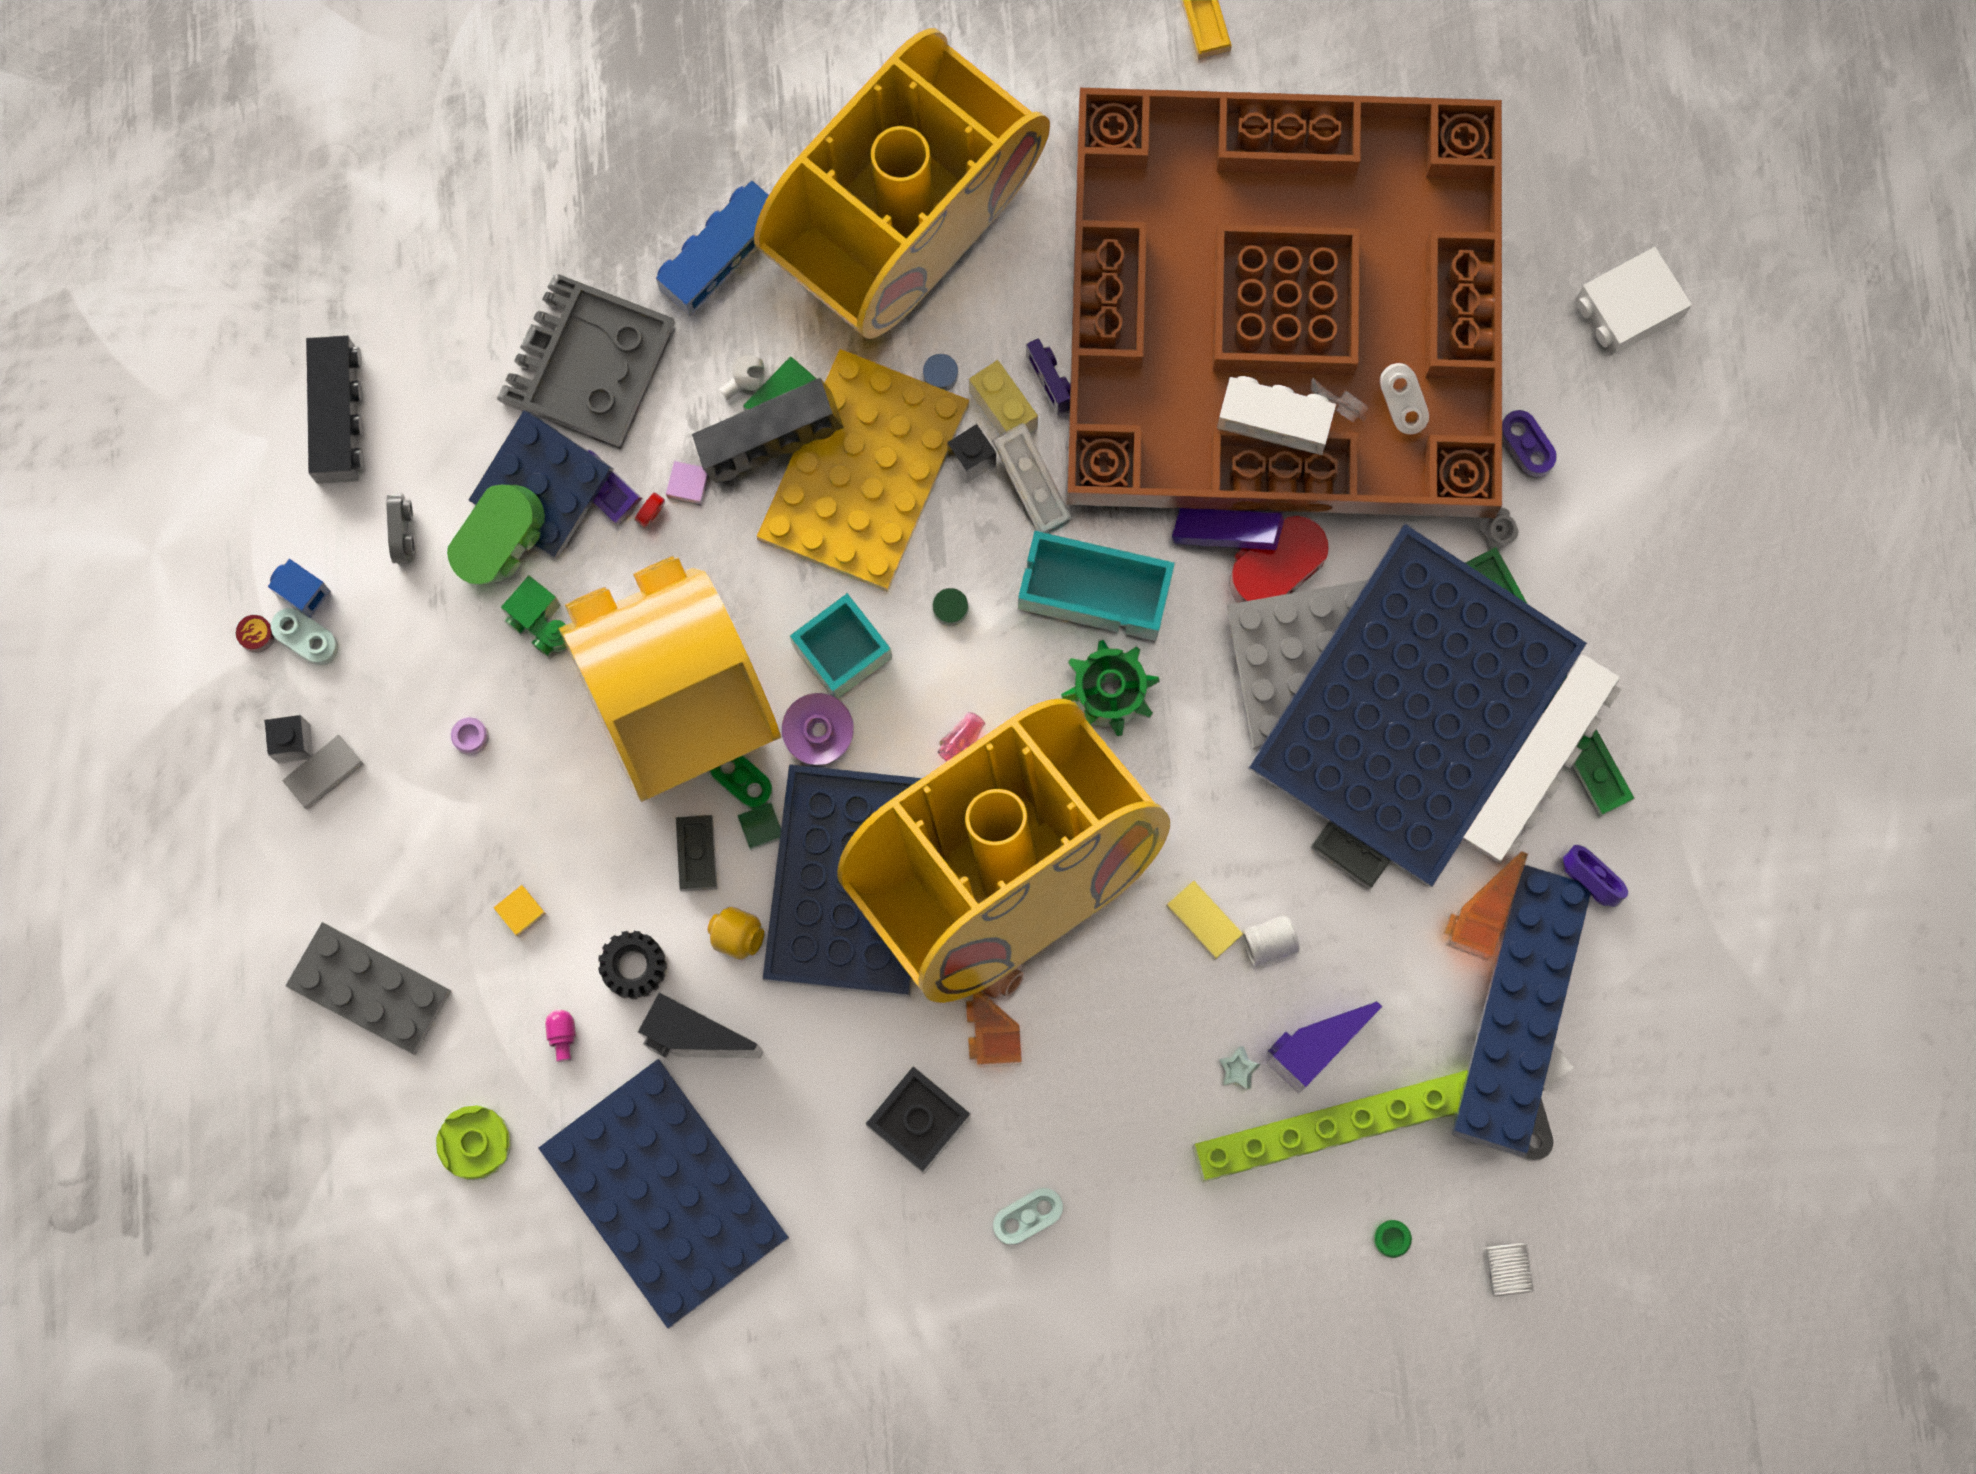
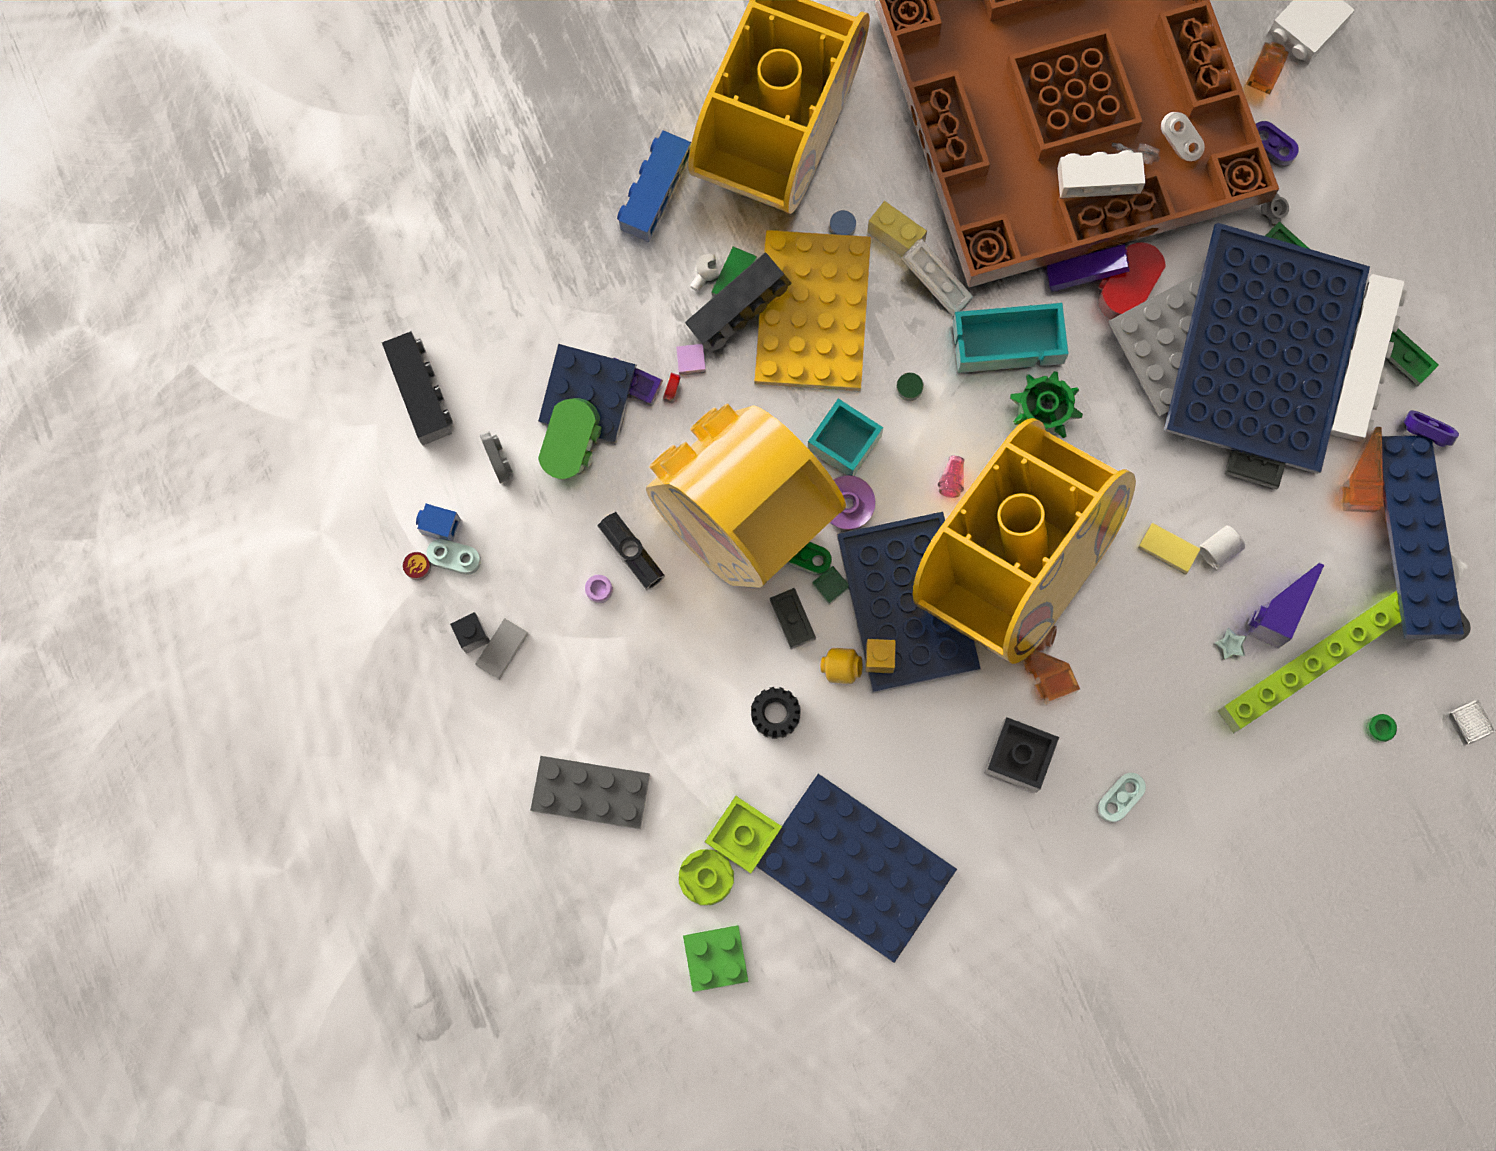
camera: 15 degrees left, 0 degrees up
(448, 1248) = (715, 958): none -> bright green plate
(519, 681) = (620, 538): none -> black piece
(519, 910) = (679, 701): yellow tile -> none
(530, 610) = (611, 487): green brick -> none
(537, 1104) = (743, 834): none -> lime plate
(560, 1033) = (741, 778): dark pink cylinder -> none
(591, 363) = (592, 295): dark grey hinge -> none
(686, 1033) = (837, 746): black slope -> none
(783, 936) = (880, 656): none -> yellow brick
(971, 453) = (887, 273): black brick -> none
(1043, 364) = (915, 196): dark purple plate -> none
(1555, 343) = (1268, 67): none -> clear orange slope

